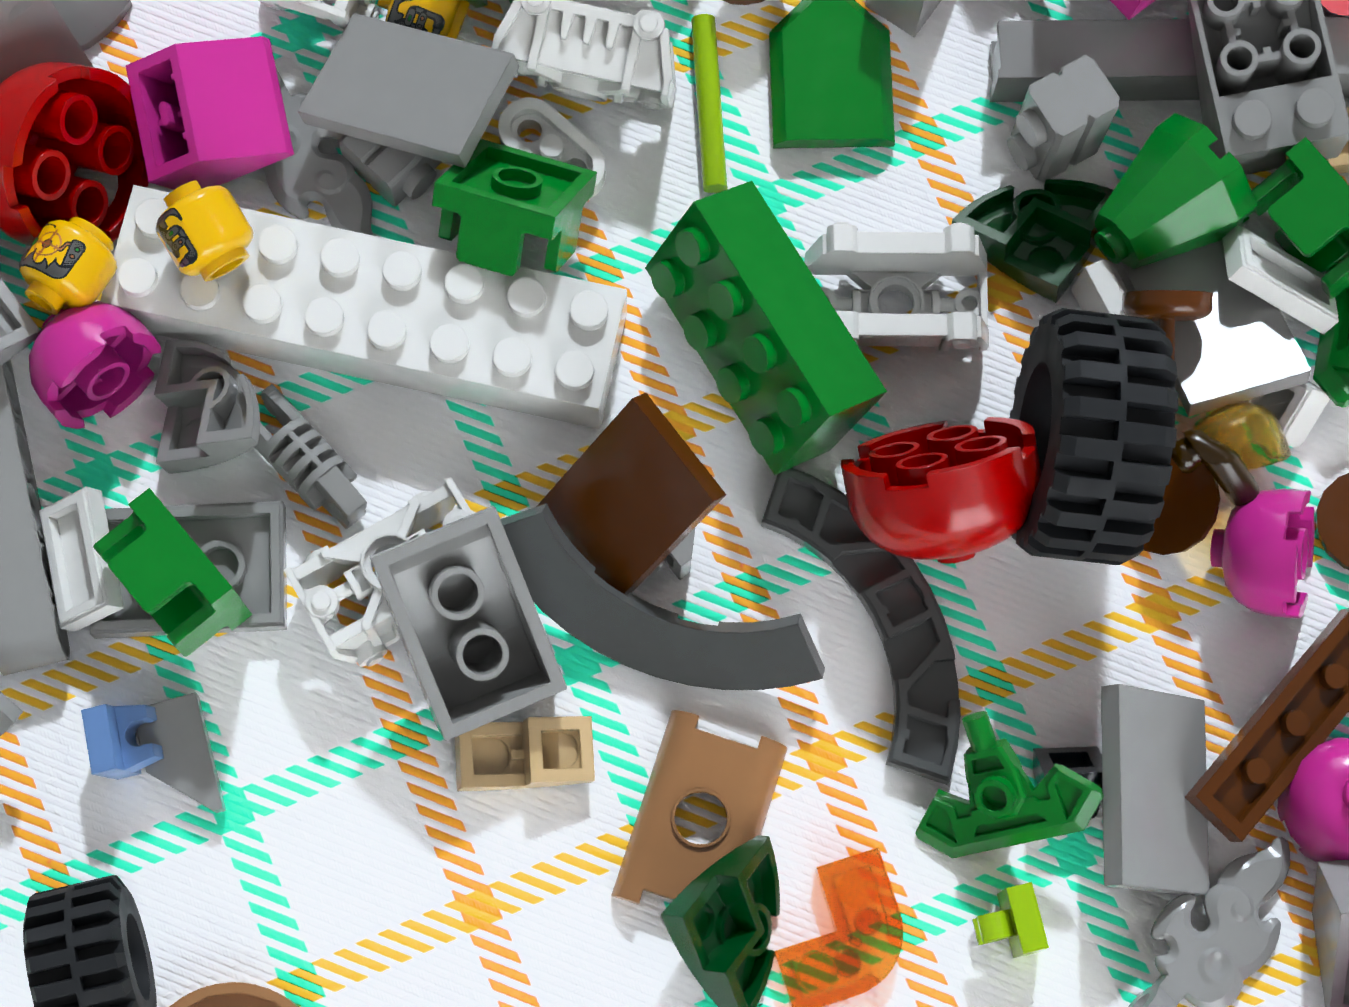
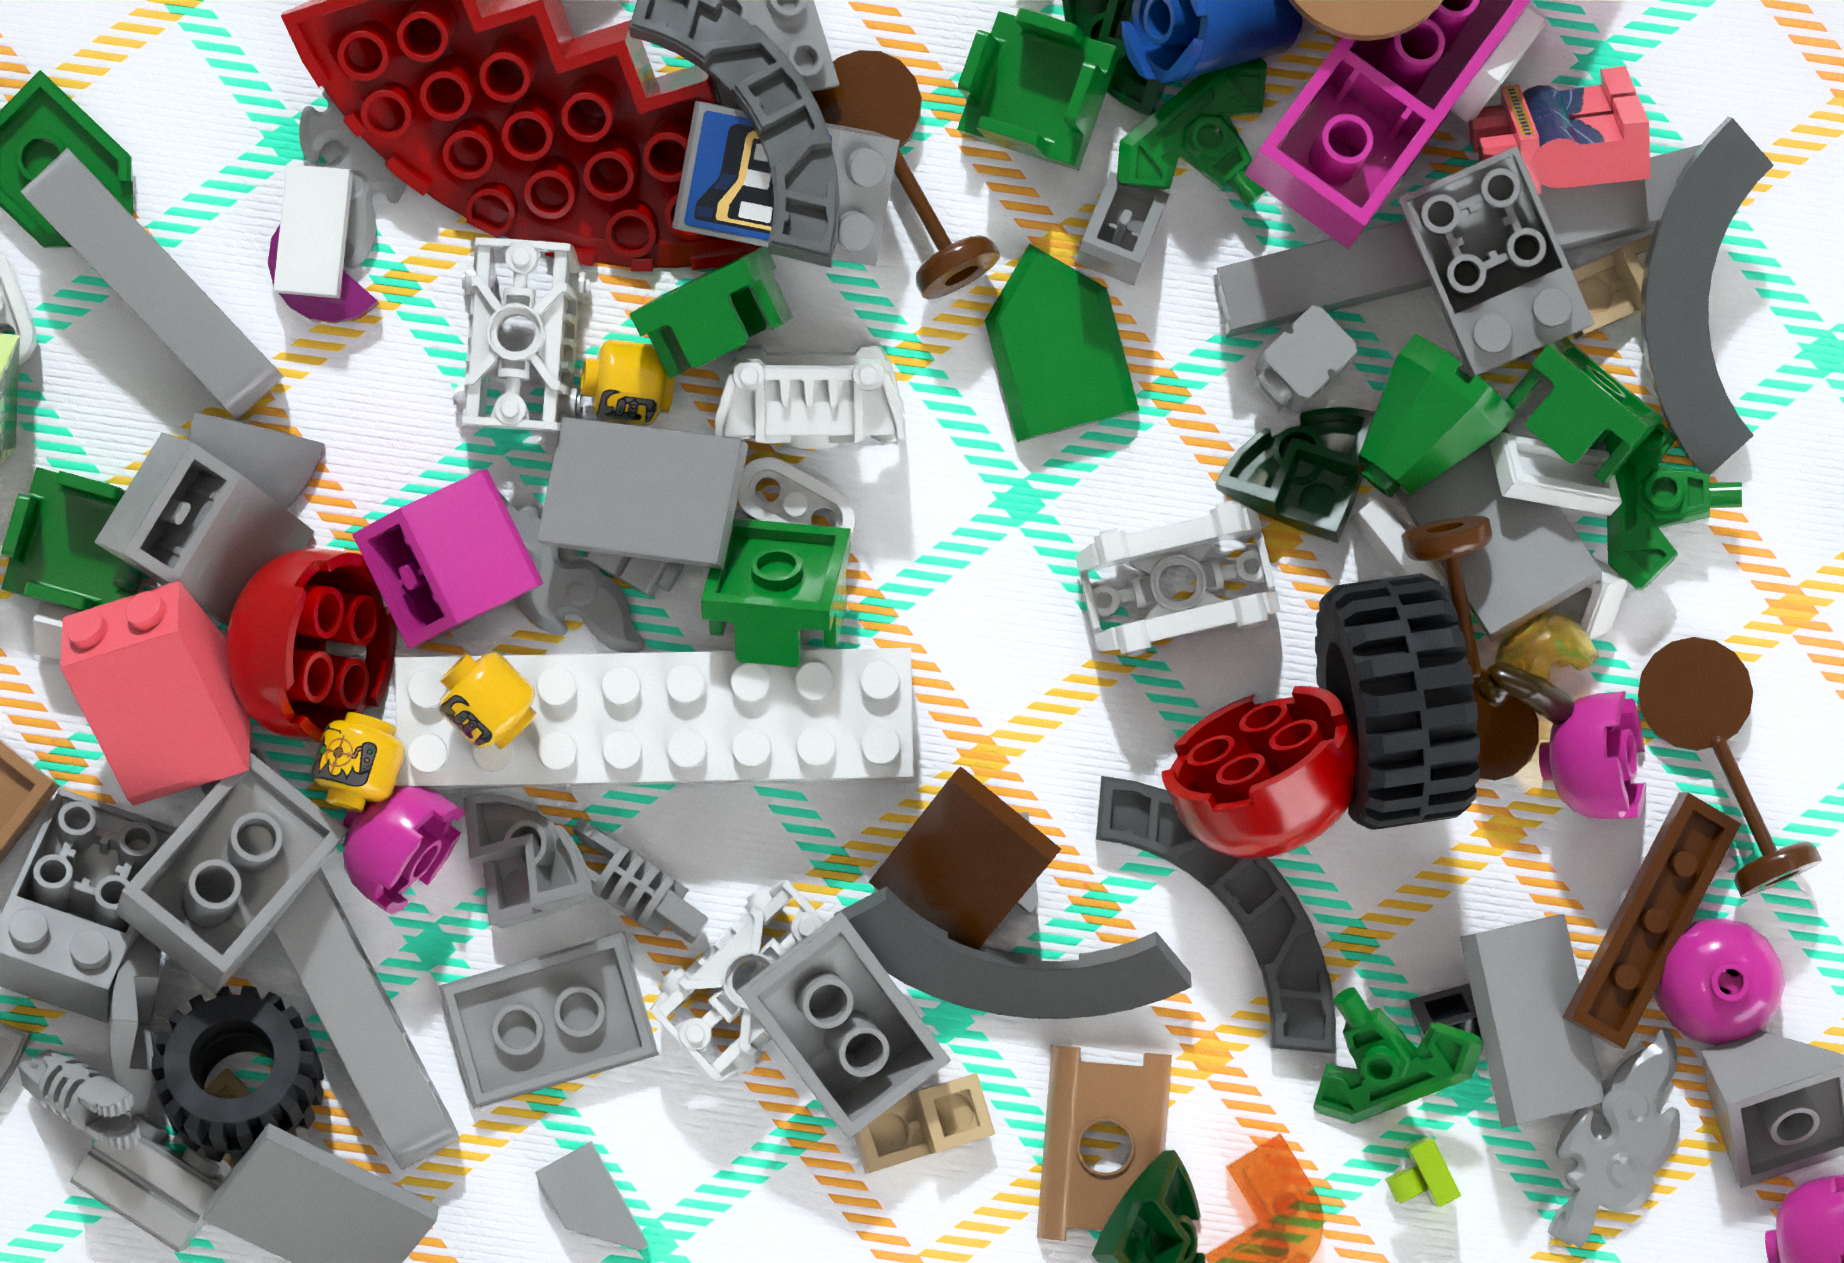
camera: 10 degrees left, 10 degrees up
(80, 578) = (444, 1039): white tile -> none
(113, 742) = (527, 1209): medium blue tile -> none
(170, 575) = (546, 1043): green panel -> none
(709, 103) = (941, 412): lime bar -> none
(763, 327) = (1053, 654): green brick -> none

